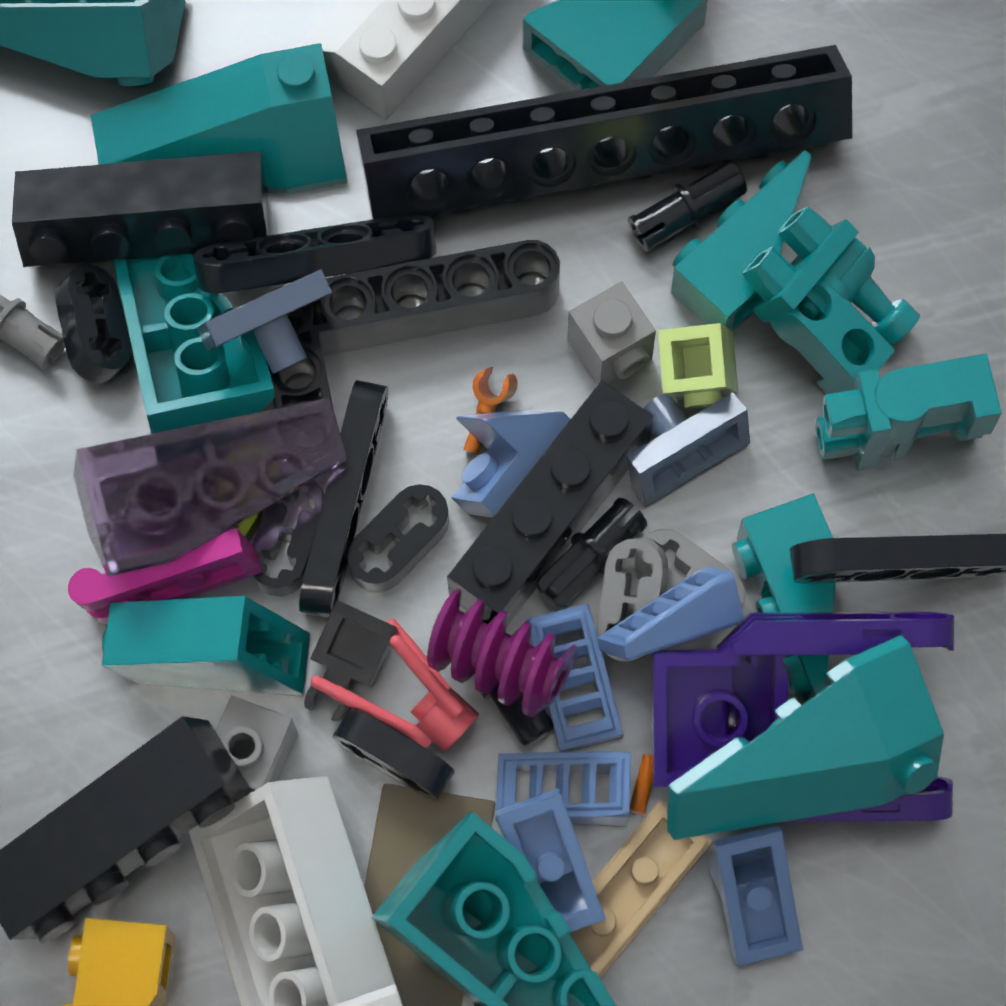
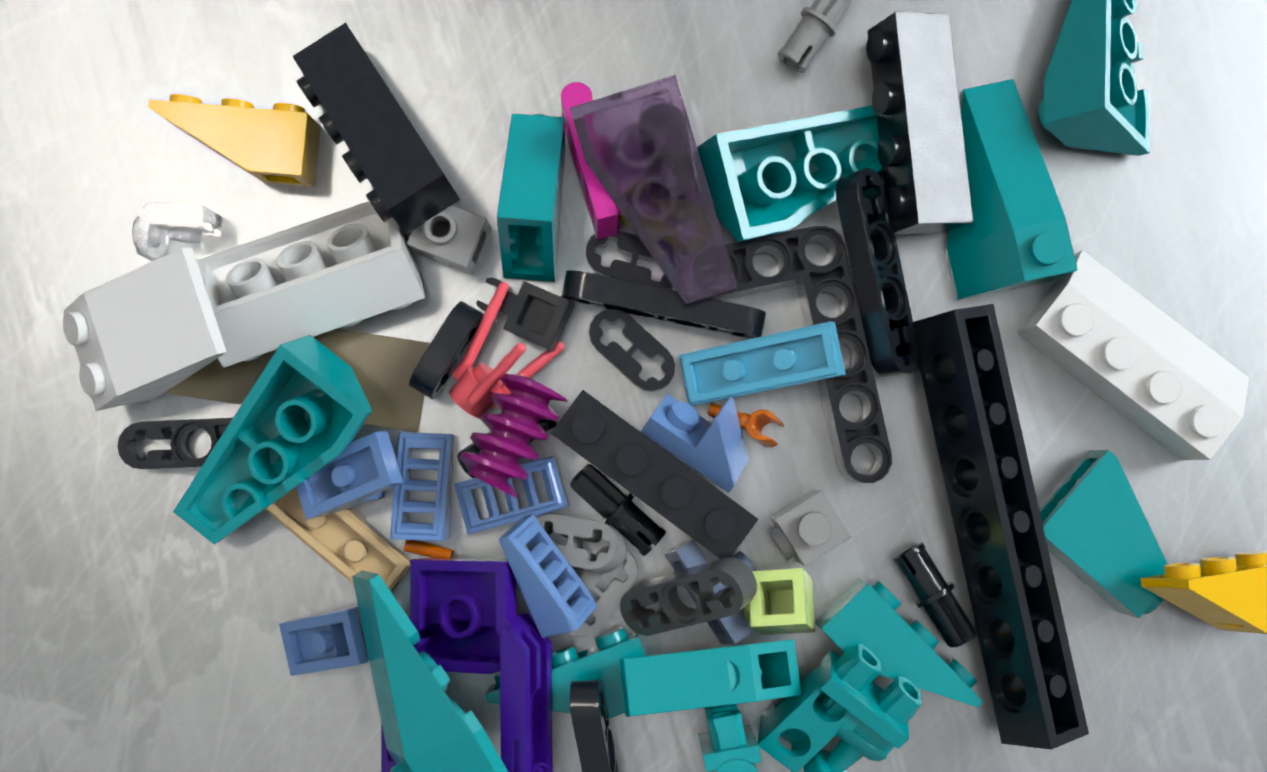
camera: 90 degrees right, 15 degrees up
(87, 323) = (813, 80): black beam -> none
(269, 321) = (805, 232): sand blue tile -> none
(419, 383) = (762, 364): none -> medium azure tile
(674, 441) = (700, 583): none -> dark grey beam
(785, 433) = (710, 677): none -> teal slope

